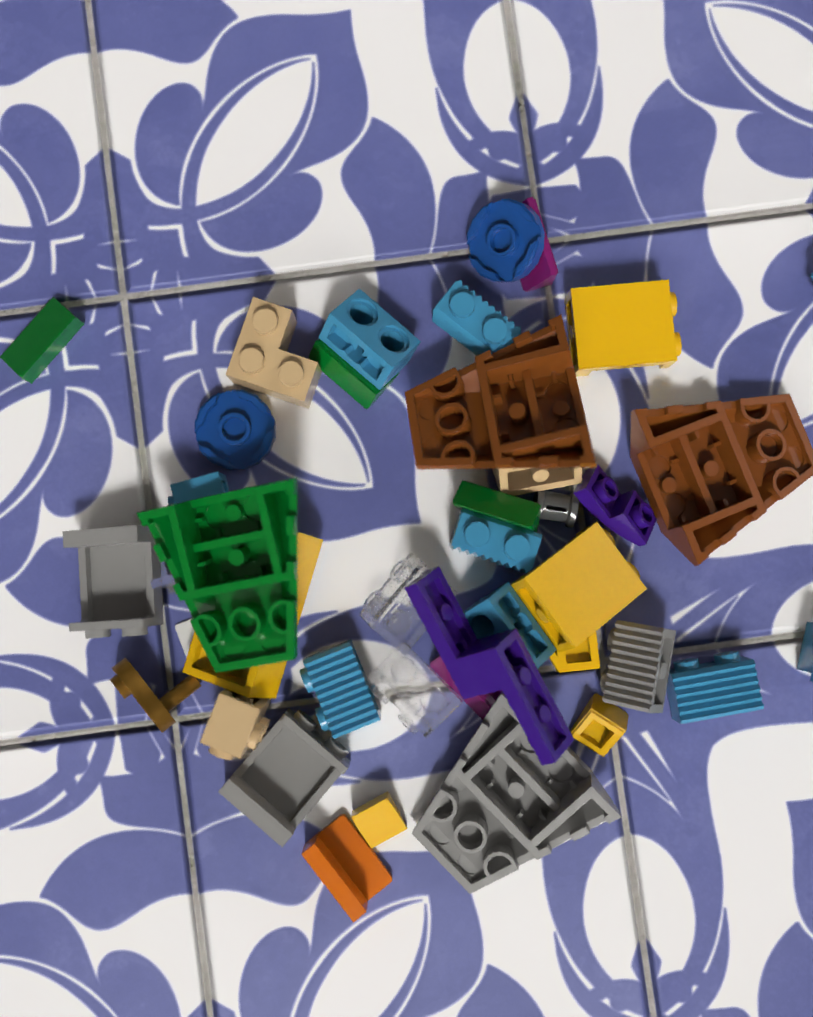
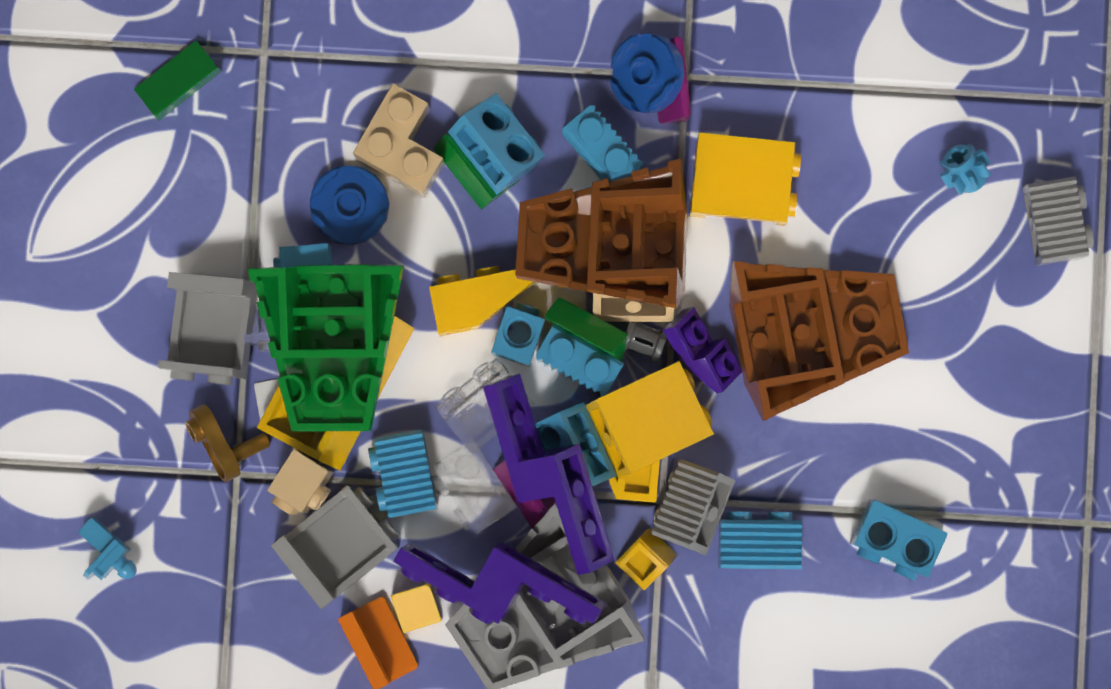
camera: 10 degrees right, 0 degrees up
(57, 822) = (112, 552): none -> dark azure piece
(377, 501) = (473, 301): none -> yellow slope
(433, 544) = (514, 352): none -> dark azure brick
(461, 788) = (499, 584): none -> dark purple bracket

